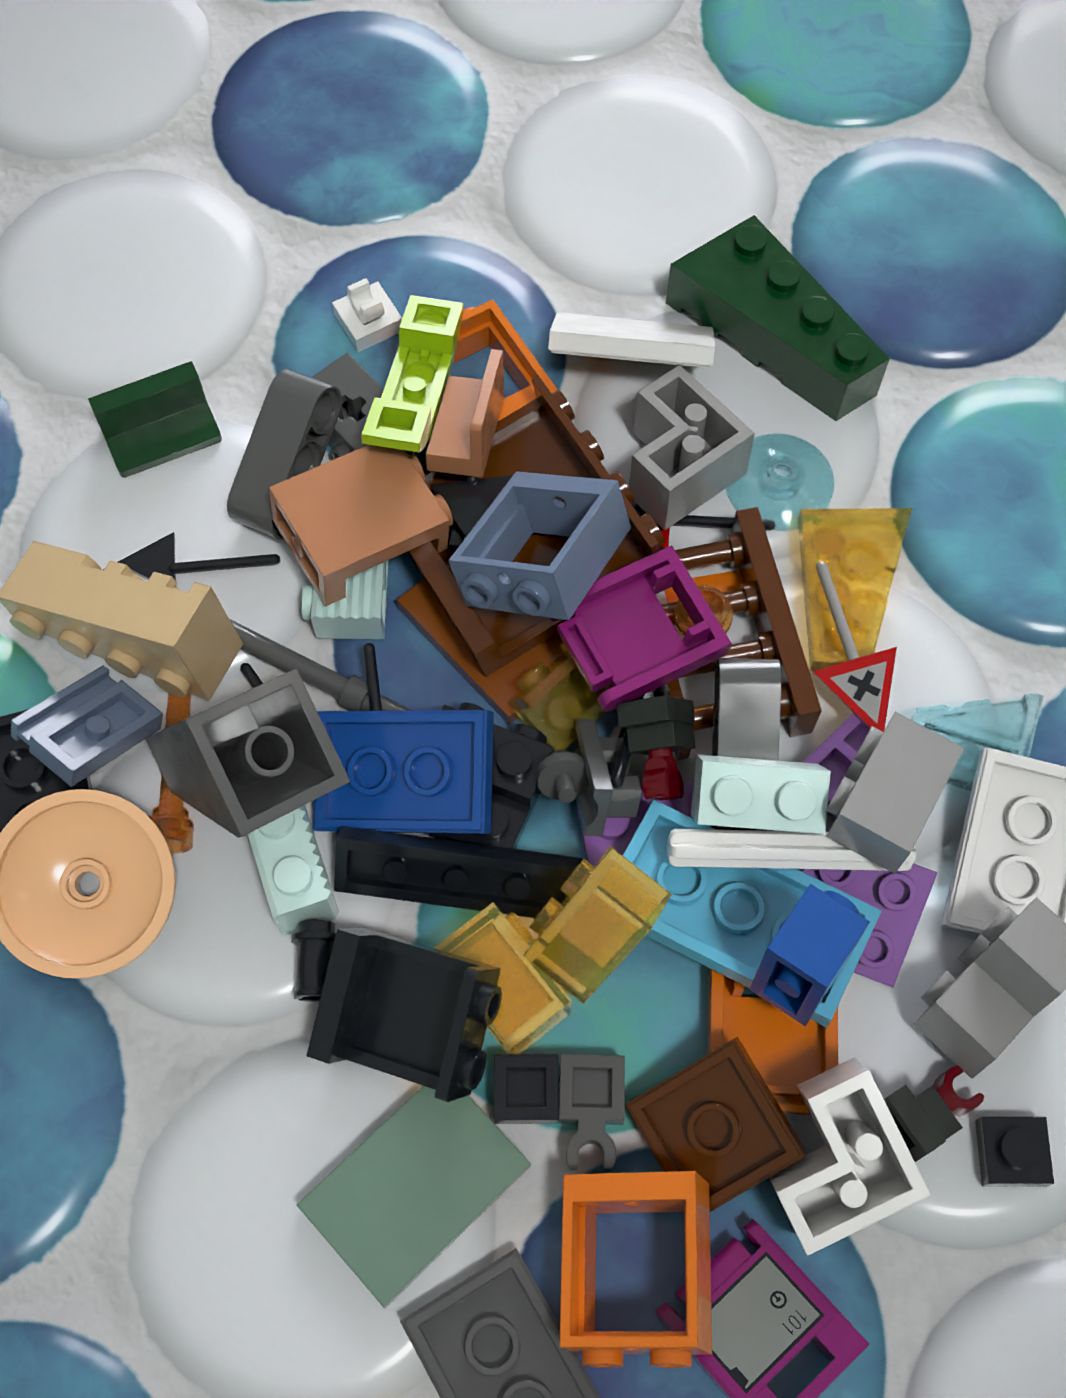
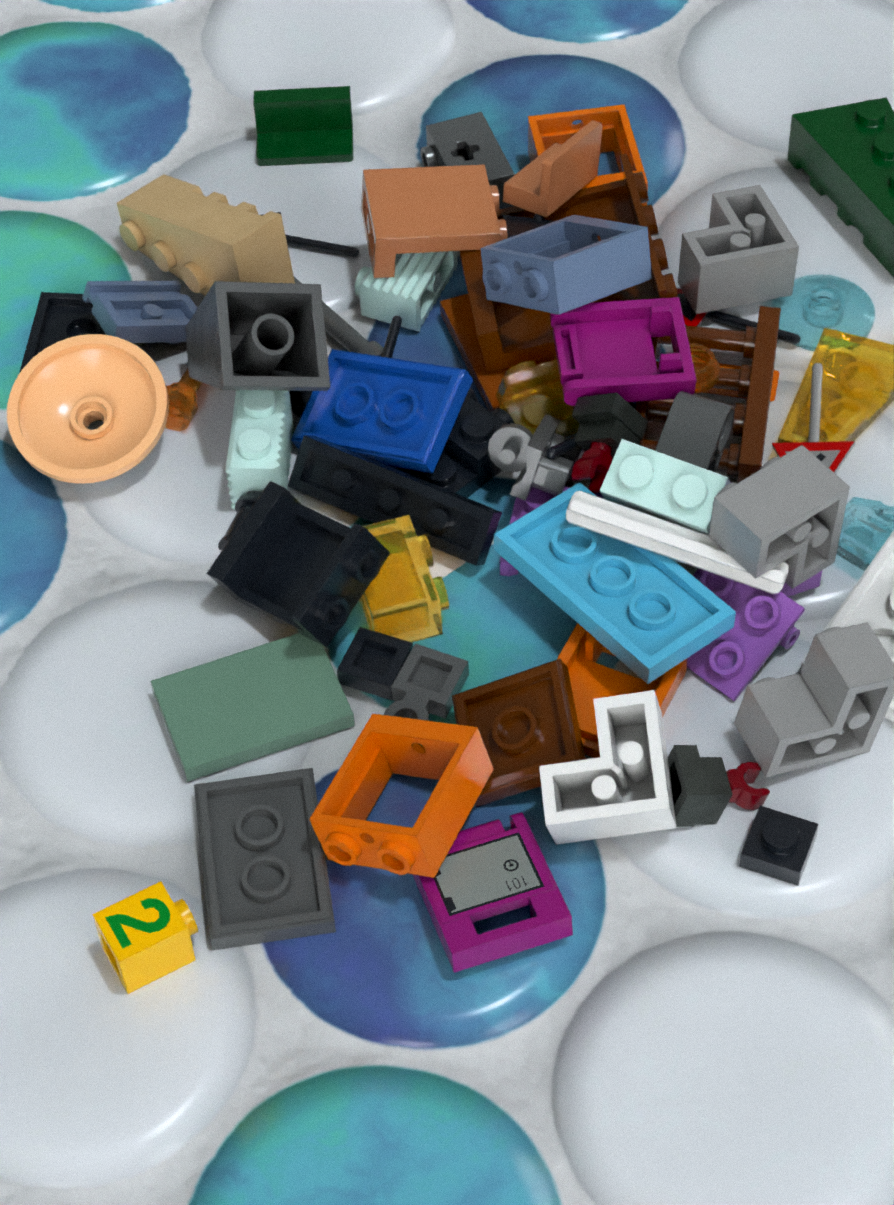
camera: 25 degrees right, 15 degrees down
(284, 443) = (410, 139): dark grey beam -> none
(367, 314) = (516, 98): white tile -> none
(417, 377) = (549, 118): lime slope -> none
(596, 925) = (481, 540): clear yellow brick -> none
(632, 340) = (733, 165): white tile -> none
(809, 953) = (640, 591): blue brick -> none

